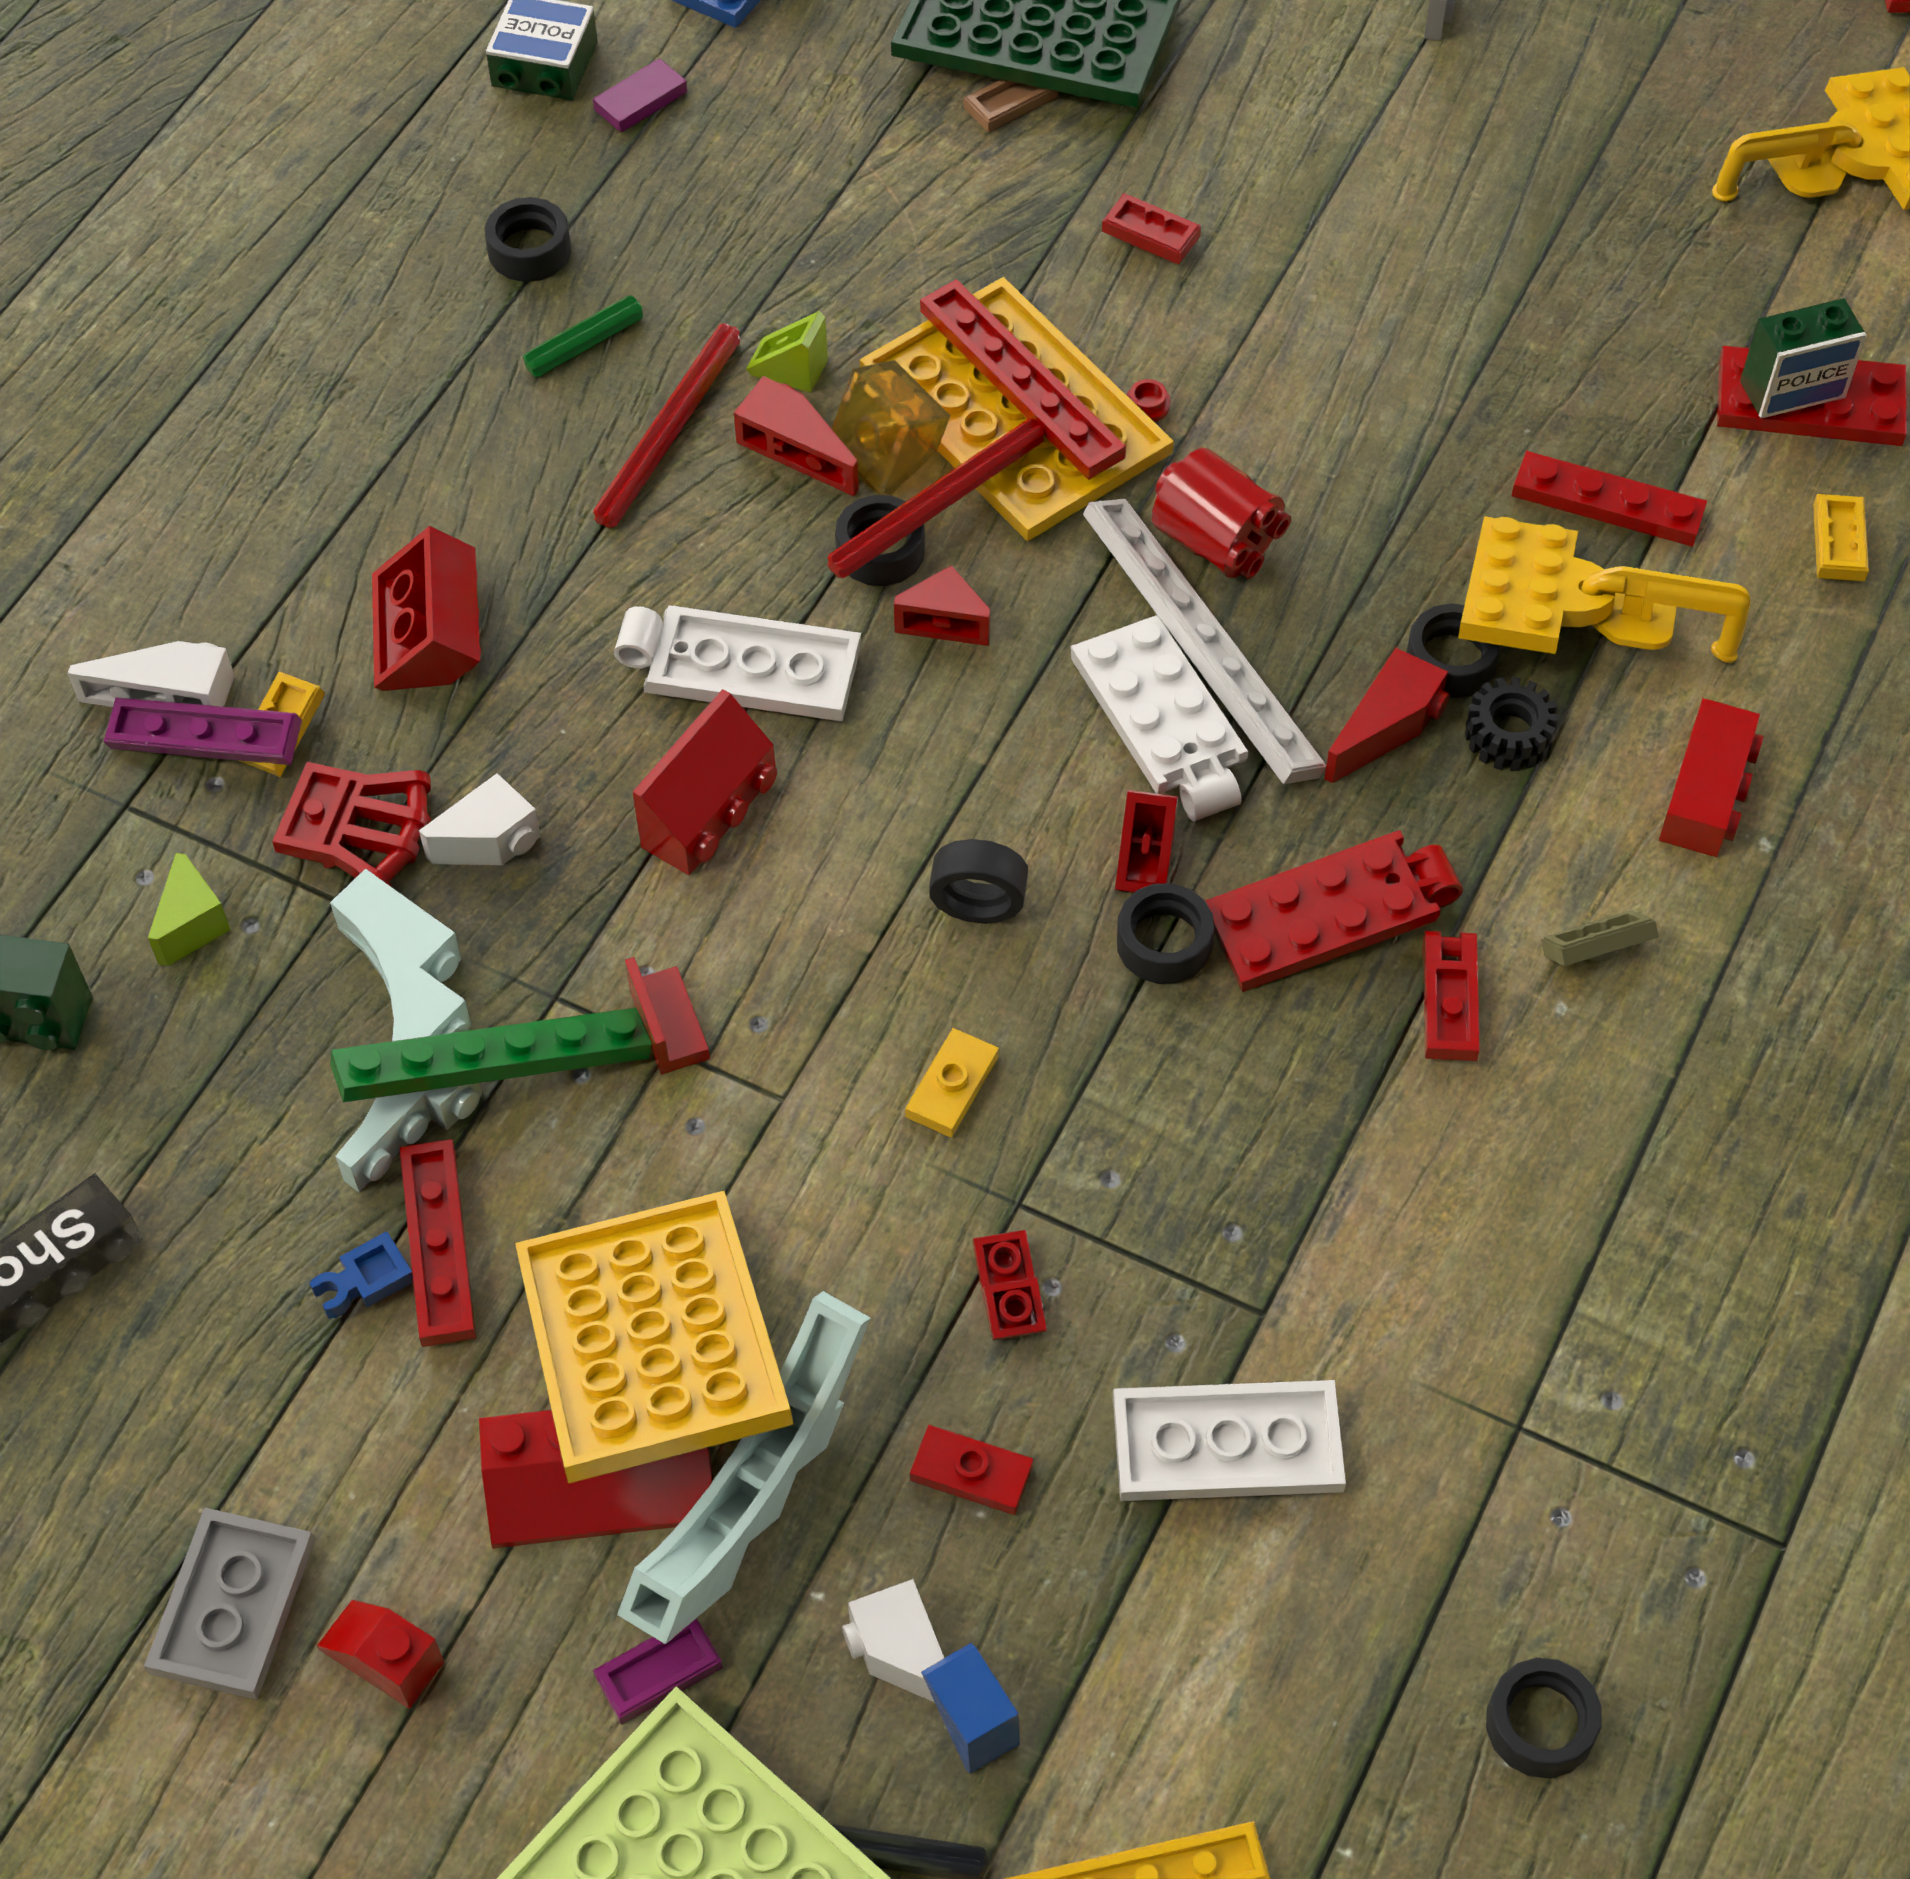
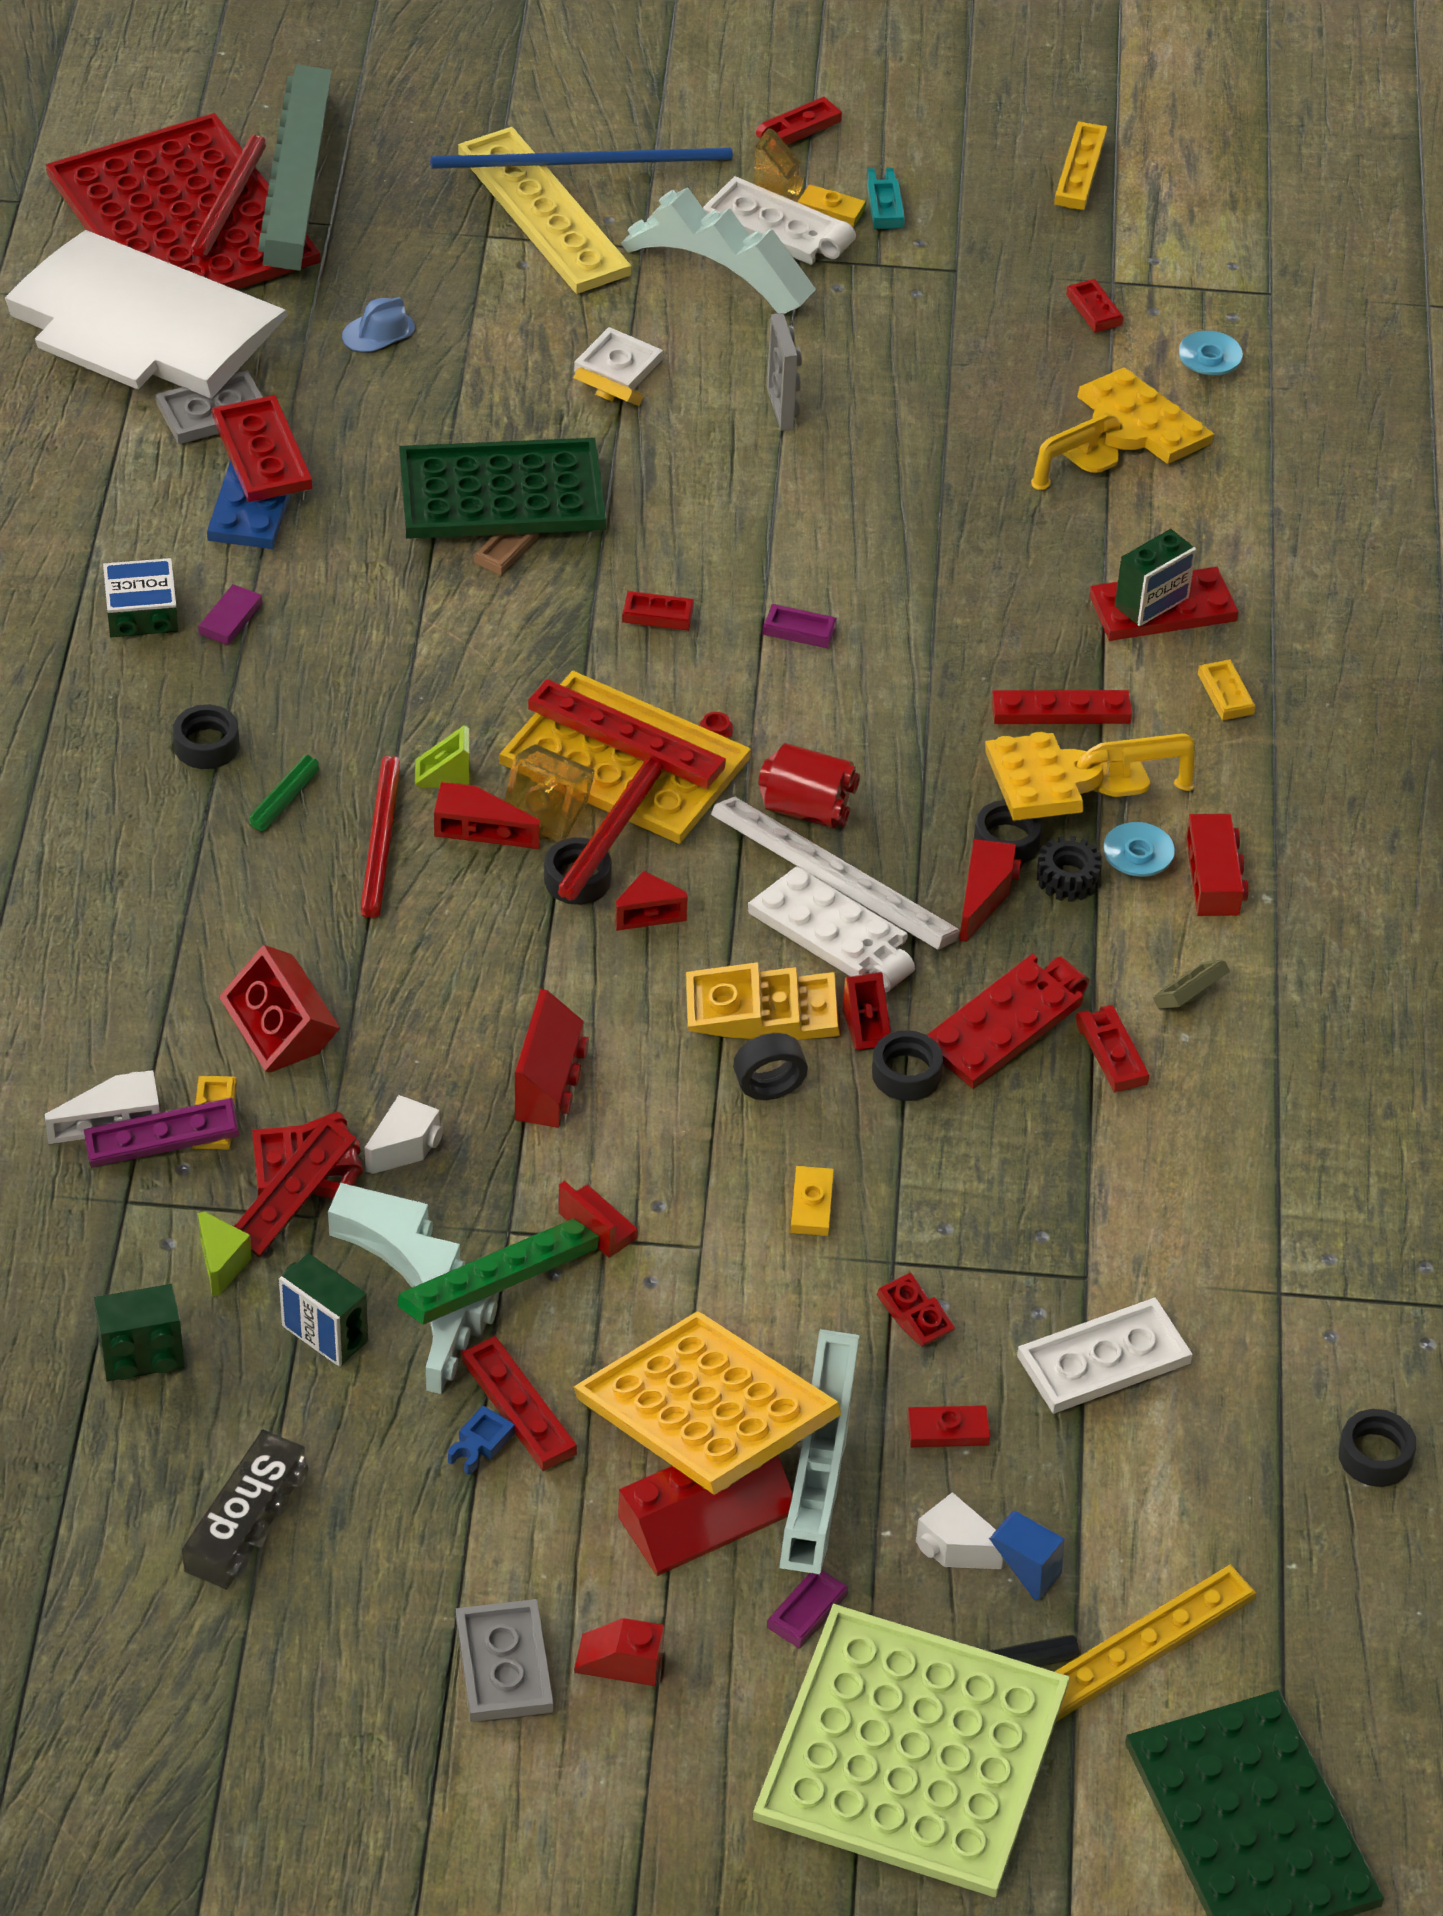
camera: 25 degrees left, 10 degrees down
(254, 1033) = (323, 1309): none -> piece
(308, 853) = (295, 1184): none -> red plate
(754, 659) = (512, 976): white hinge -> none
(1021, 789) = (753, 1003): none -> yellow slope
(1322, 296) = (800, 626): none -> magenta tile
(1618, 711) = (1139, 849): none -> medium azure dish

